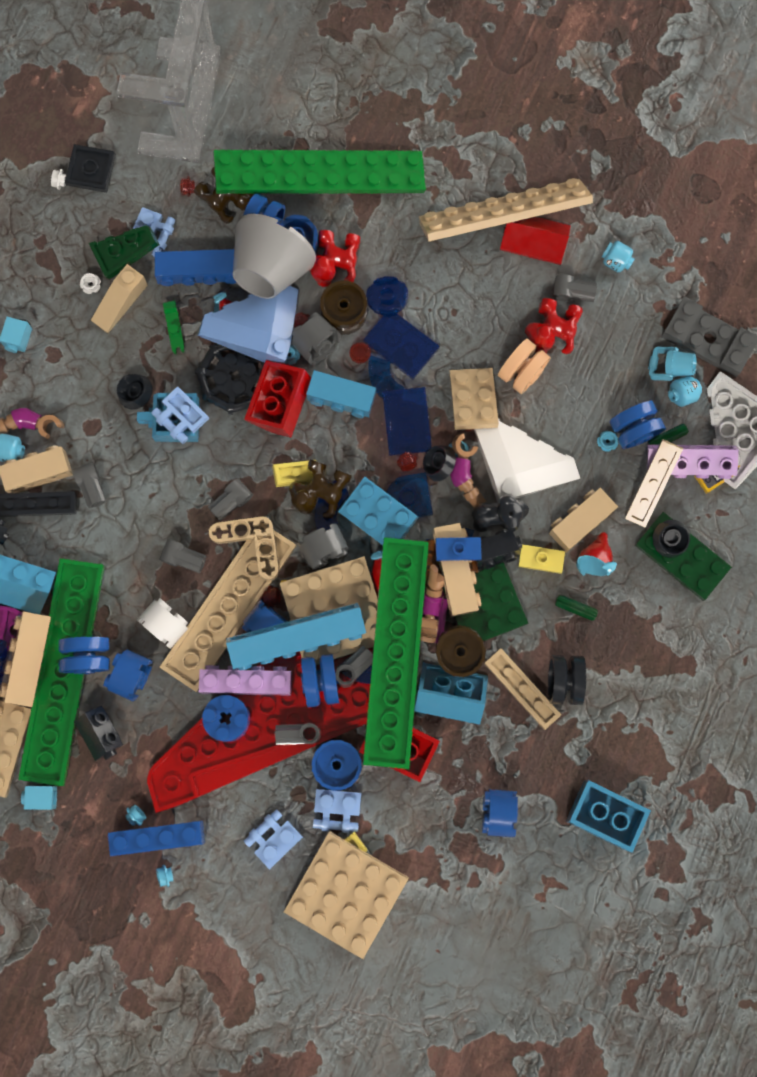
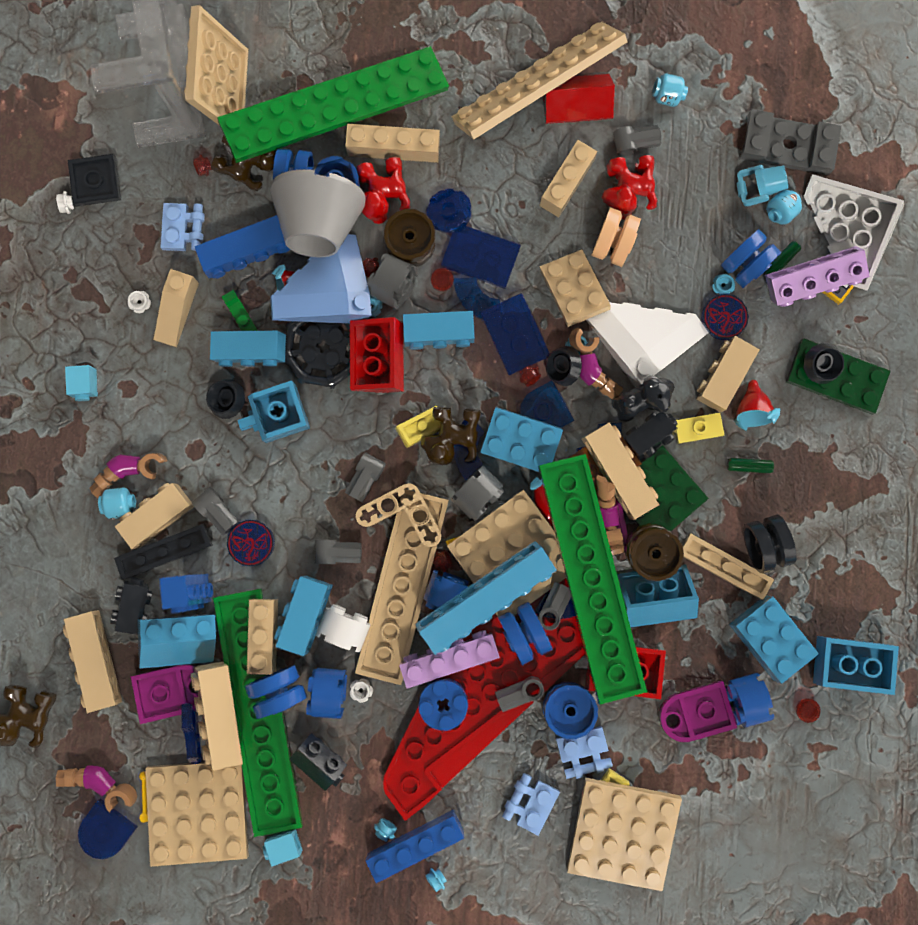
camera: 20 degrees left, 5 degrees up
(38, 540) = (185, 592): none -> blue brick
(90, 603) = (261, 635): none -> tan brick
(110, 523) = (250, 543): none -> tile
(124, 249) = (163, 253): dark green wing -> none
(132, 598) = (303, 615): none -> dark azure brick
(159, 691) = (367, 690): none -> white plate
(169, 353) = (247, 347): none -> dark azure brick
(185, 410) = (286, 402): light blue plate -> none
(227, 108) = (214, 67): none -> tan plate
(358, 221) = (390, 142): none -> tan brick
(453, 810) = (699, 713): none -> magenta plate
(458, 549) = (618, 450): blue plate -> none
(501, 303) = (568, 178): none -> tan brick
(542, 767) = (773, 639): none -> dark azure brick
(552, 844) = (808, 710): none -> clear red plate
(599, 469) = (725, 316): none -> tile
(654, 483) = (788, 312): plate -> none

